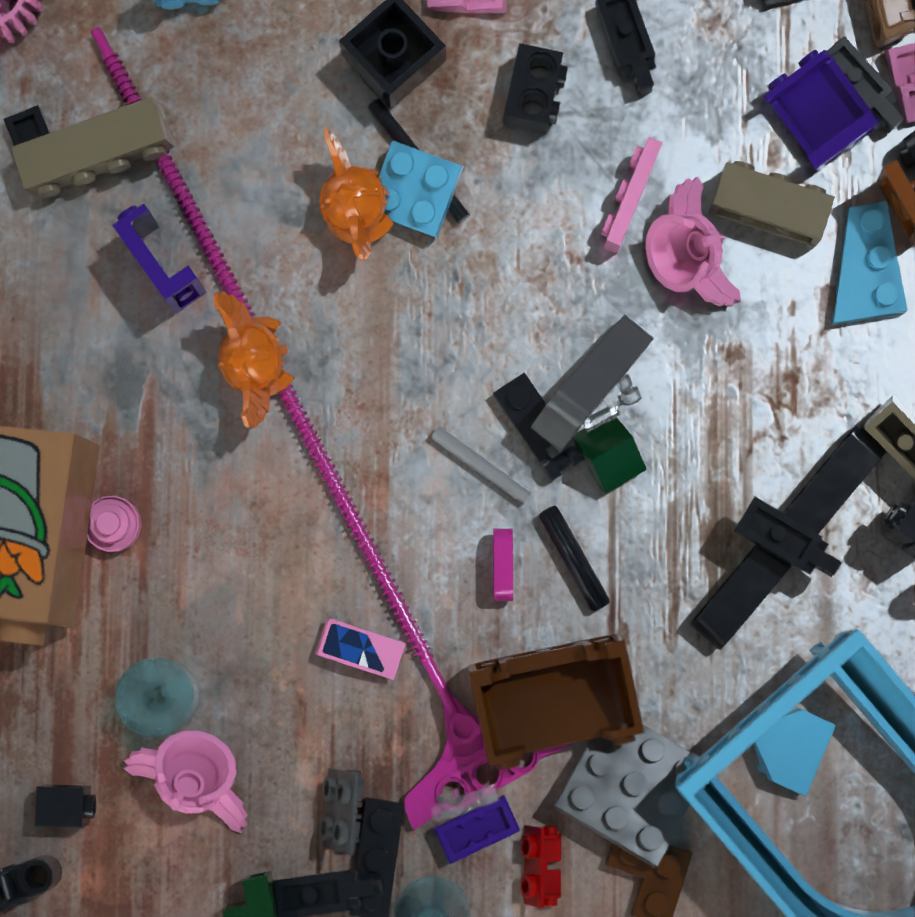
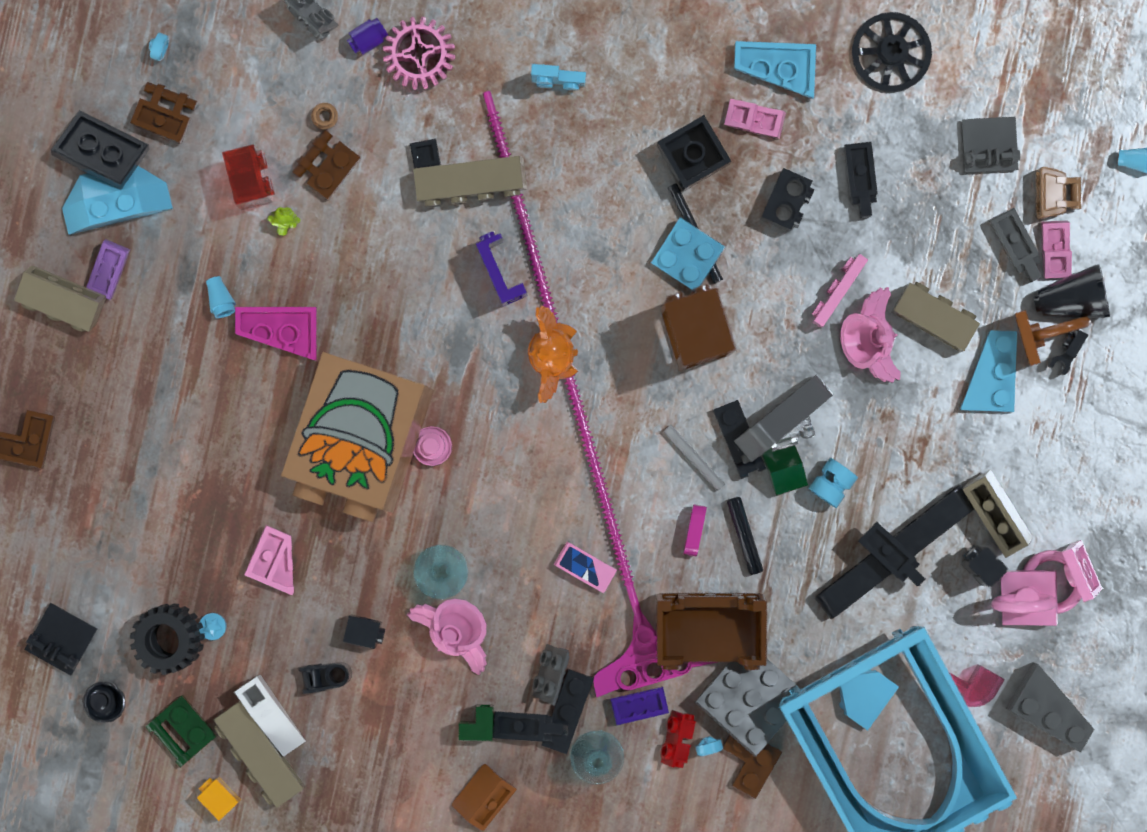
camera: 10 degrees right, 5 degrees up
(354, 201) = (644, 256): orange helmet -> none
(446, 275) = (697, 327): none -> reddish brown hose
(453, 804) = (627, 685): clear plate -> none
(587, 866) = (708, 746): none -> medium azure tile
(681, 457) = (833, 482): none -> medium azure wheel
(821, 108) = (986, 257): dark purple panel -> none

